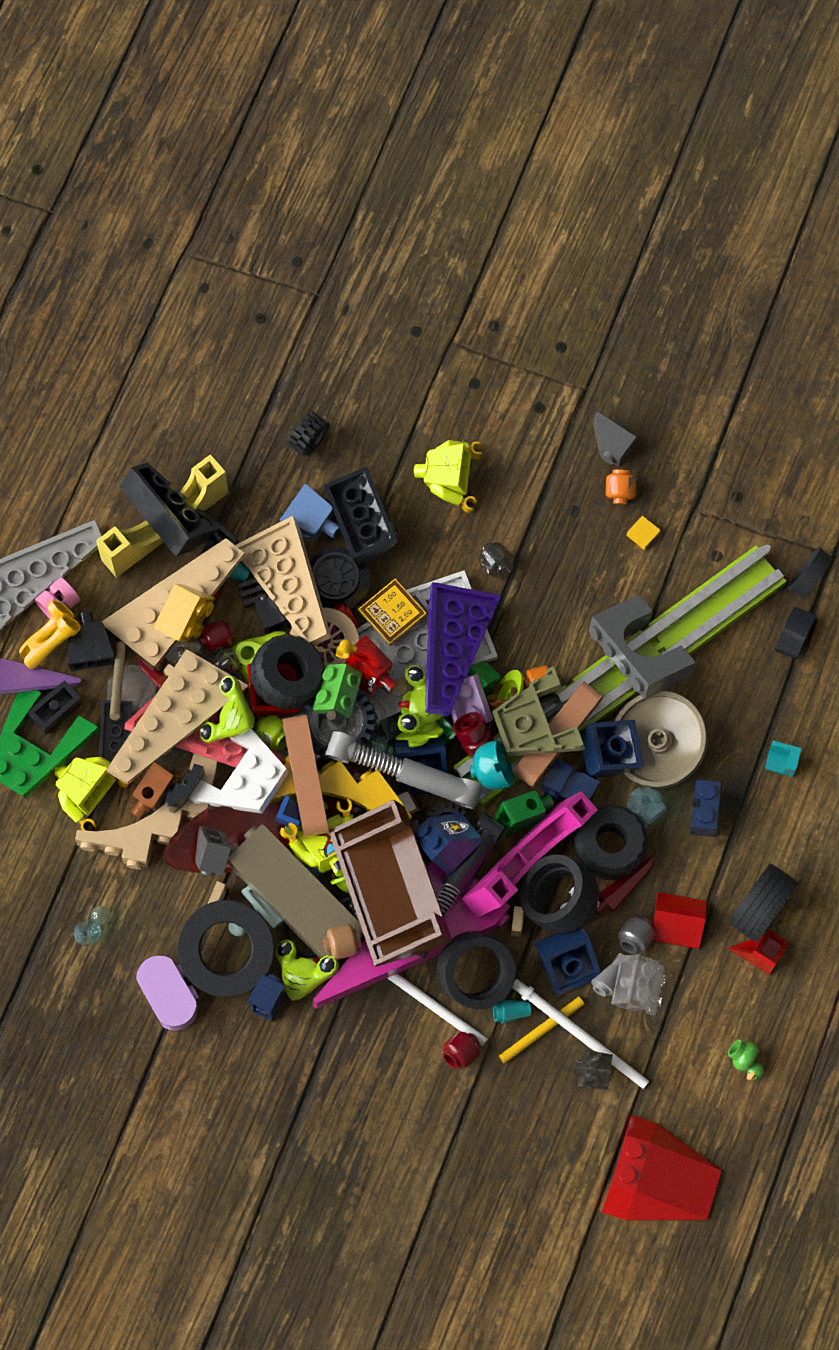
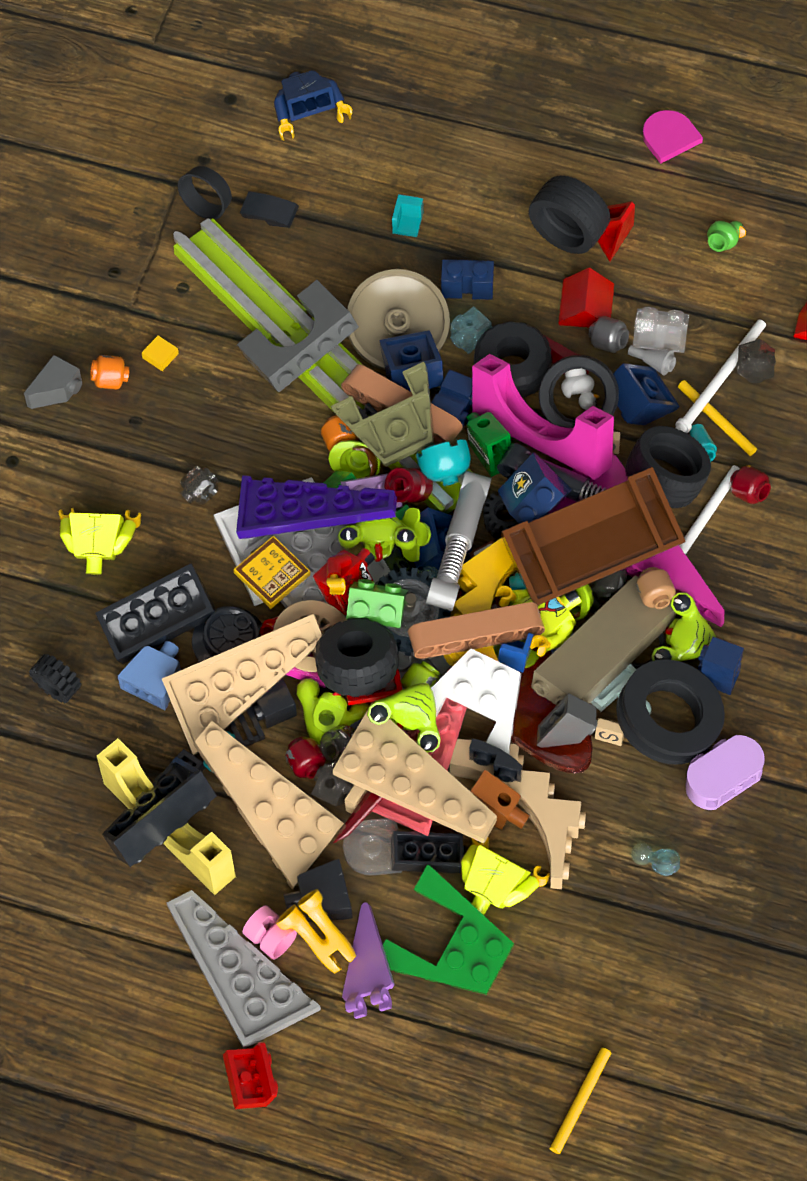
camera: 90 degrees left, 10 degrees down
(55, 707) = (405, 918): black brick -> none
(117, 680) = (372, 850): dark tan bar -> none
(184, 613) = (291, 773): yellow slope -> none

